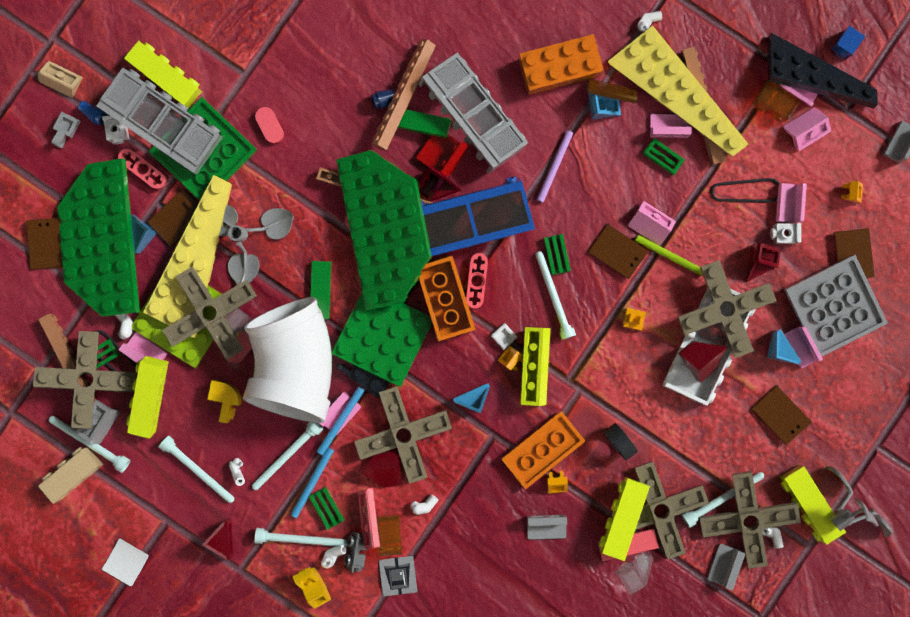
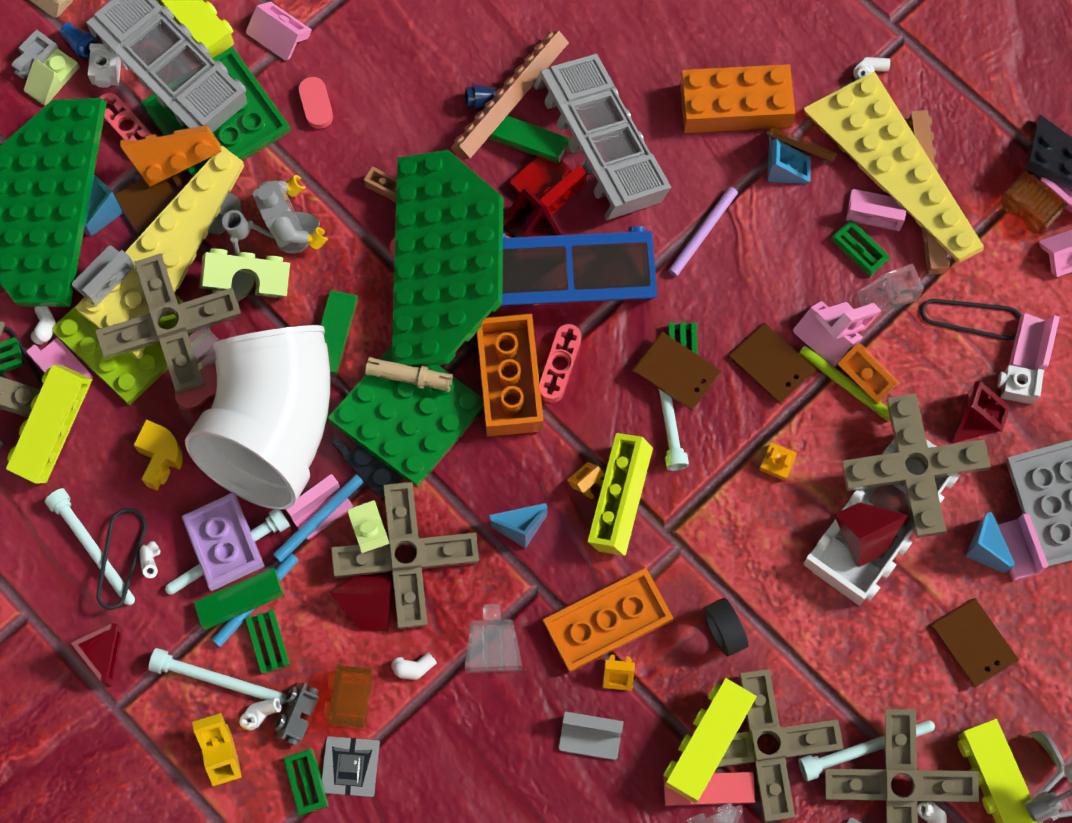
camera: 10 degrees right, 15 degrees down
(80, 144) = (49, 77): none -> yellowish green slope
(156, 287) = (103, 275): none -> light grey panel
(176, 192) = (170, 154): none -> orange wing
(227, 474) = (105, 555): none -> black piece
(229, 76) = (276, 29): none -> bright pink panel
(235, 265) = (269, 274): none -> yellowish green arch
(265, 217) = (280, 215): none -> light grey torso
(282, 450) = (222, 541): none -> lavender tile
(302, 485) = (239, 598): none -> green tile
(368, 518) = (326, 665): coral tile -> none
(375, 422) = (368, 526): none -> yellowish green slope
(379, 313) = (419, 376): none -> tan pin
(379, 590) = (313, 806): none -> green tile
(472, 481) = (492, 644): none -> clear torso
(504, 336) = (583, 448): white tile -> none
(556, 272) = (676, 371): none -> reddish brown container
(661, 213) = (844, 320): none -> bright pink panel
(685, 247) = (869, 373): none -> orange panel
(689, 186) = (892, 289): none -> clear slope

